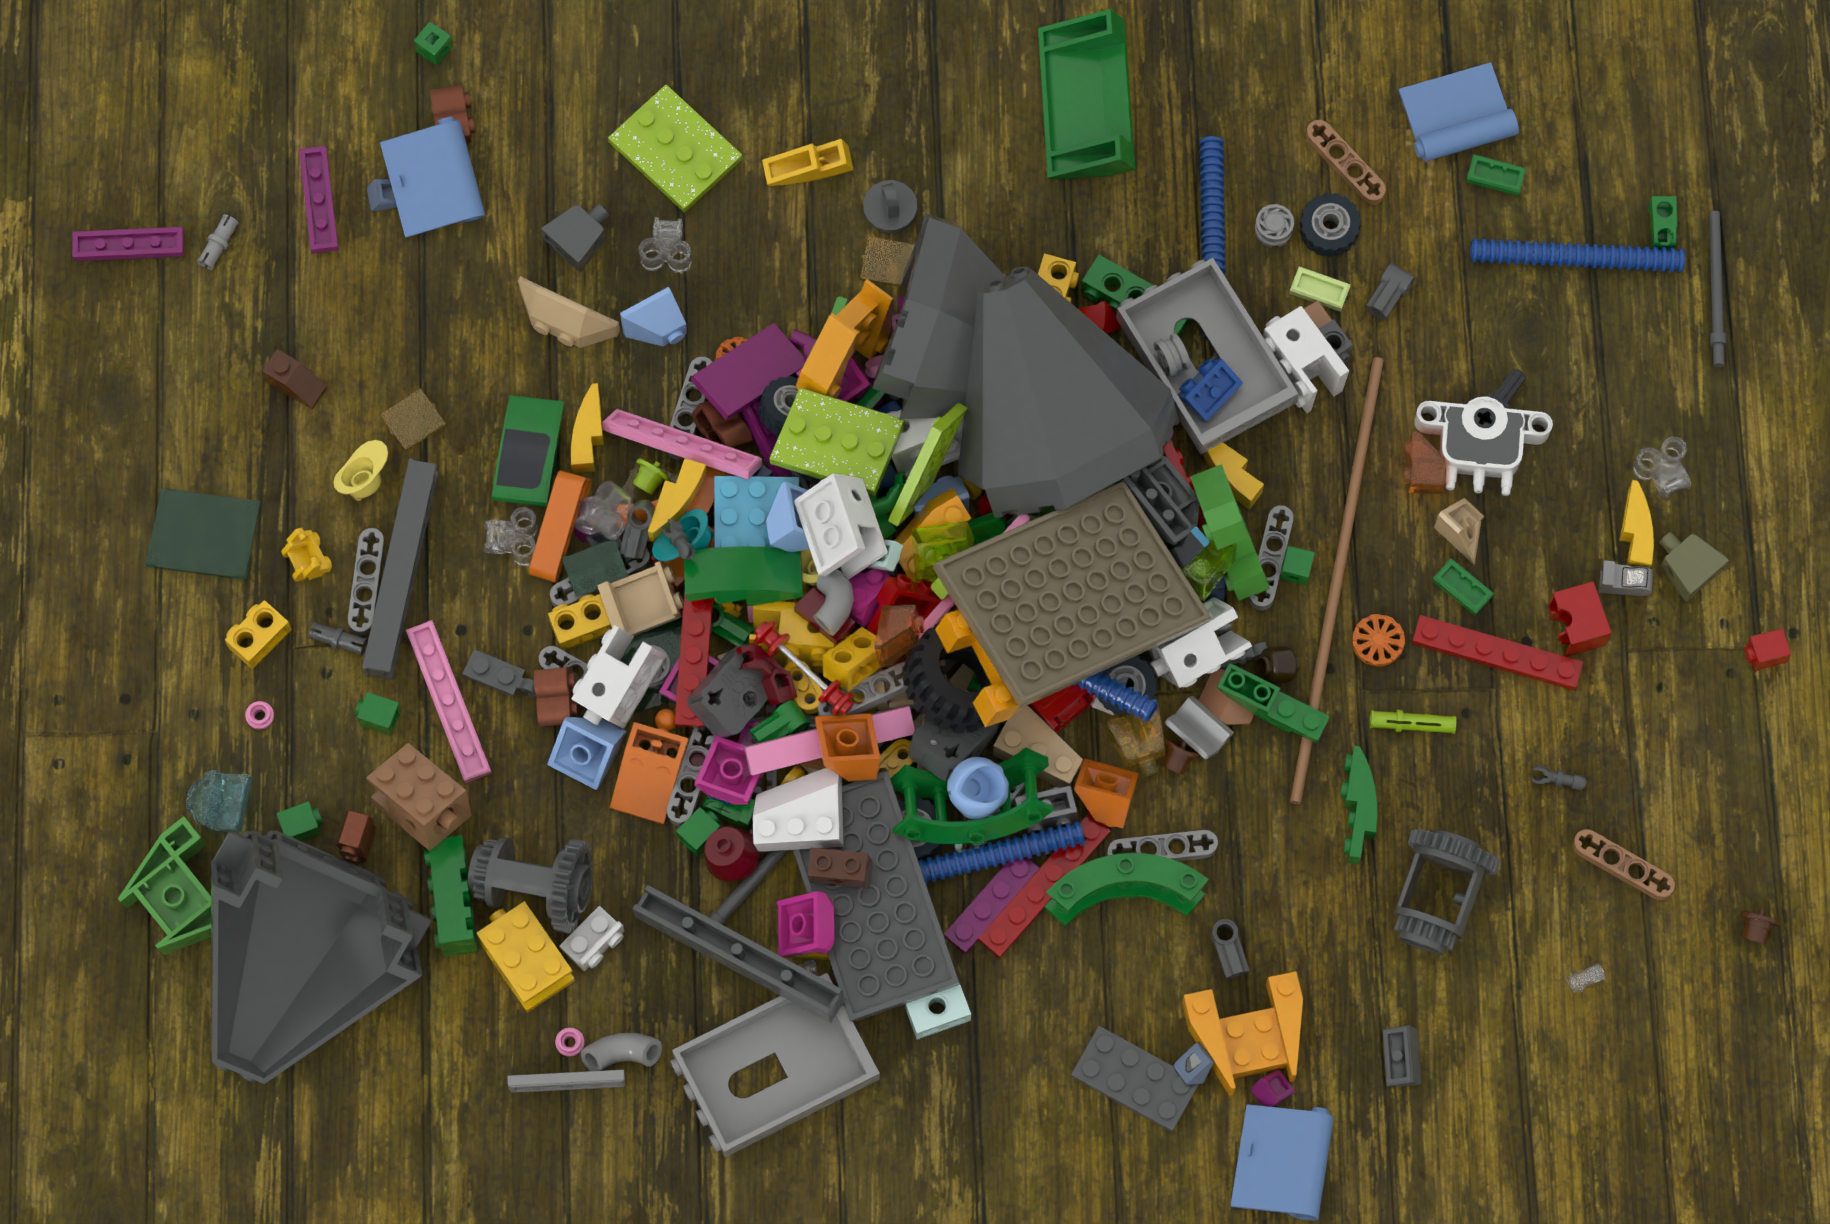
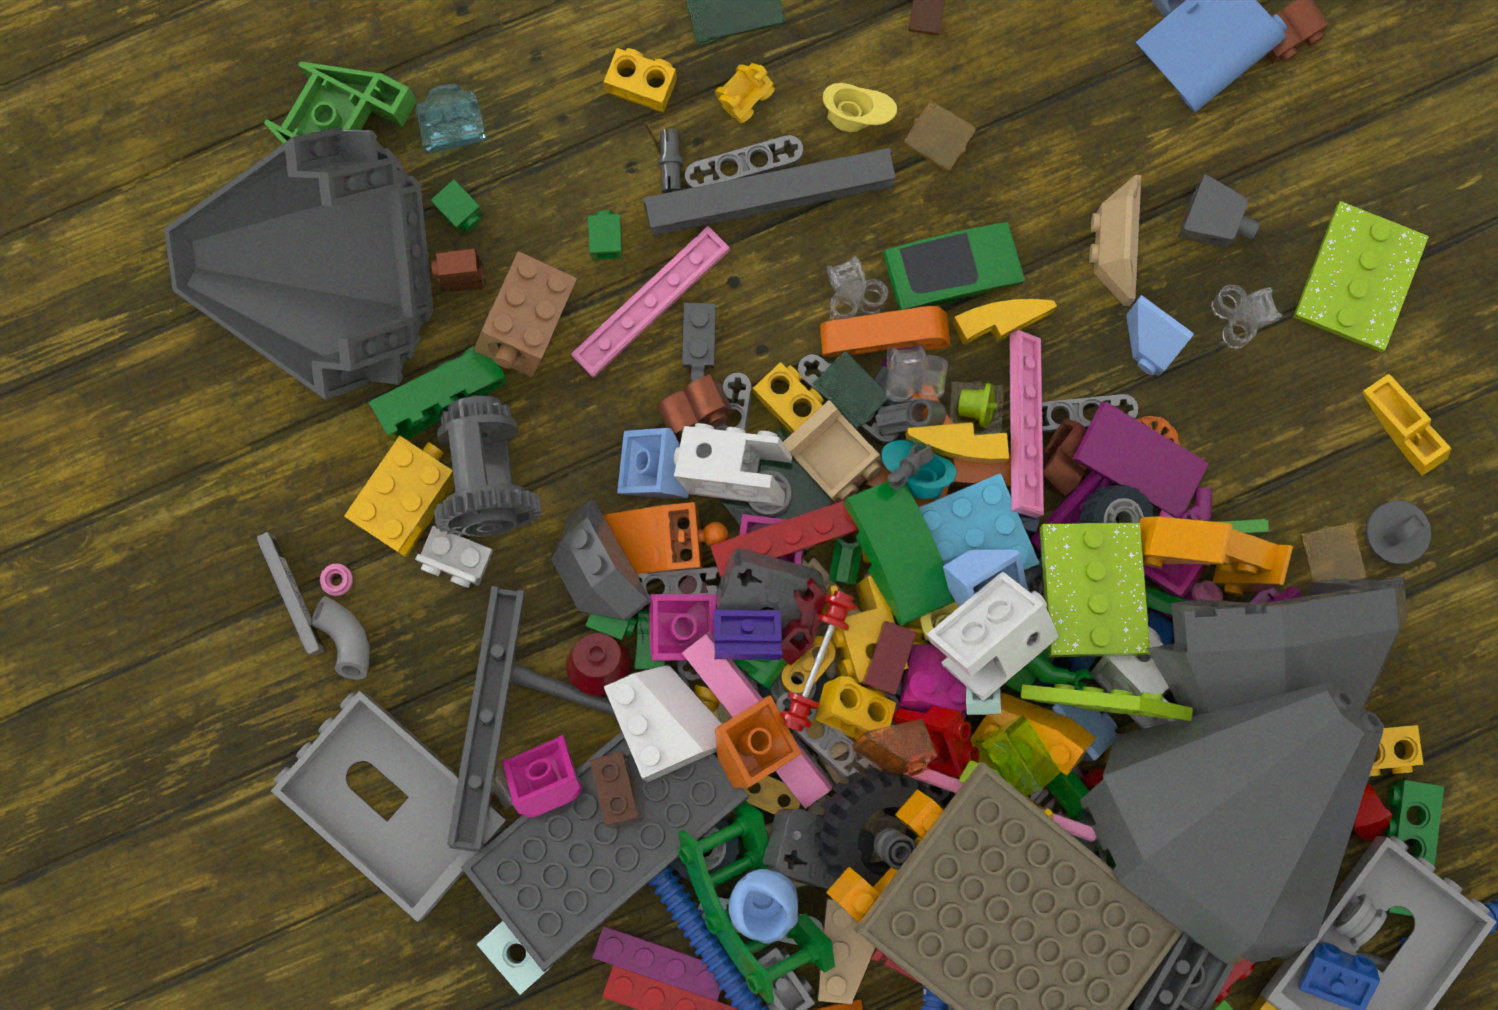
camera: 70 degrees right, 10 degrees up
(255, 708) = (555, 111): bright pink plate -> none
(651, 823) = (597, 567): none -> dark grey wedge
(759, 716) = (747, 634): none -> dark purple plate
(837, 602) = (907, 667): light grey cylinder -> none
(972, 661) = (889, 843): none -> dark grey wheel

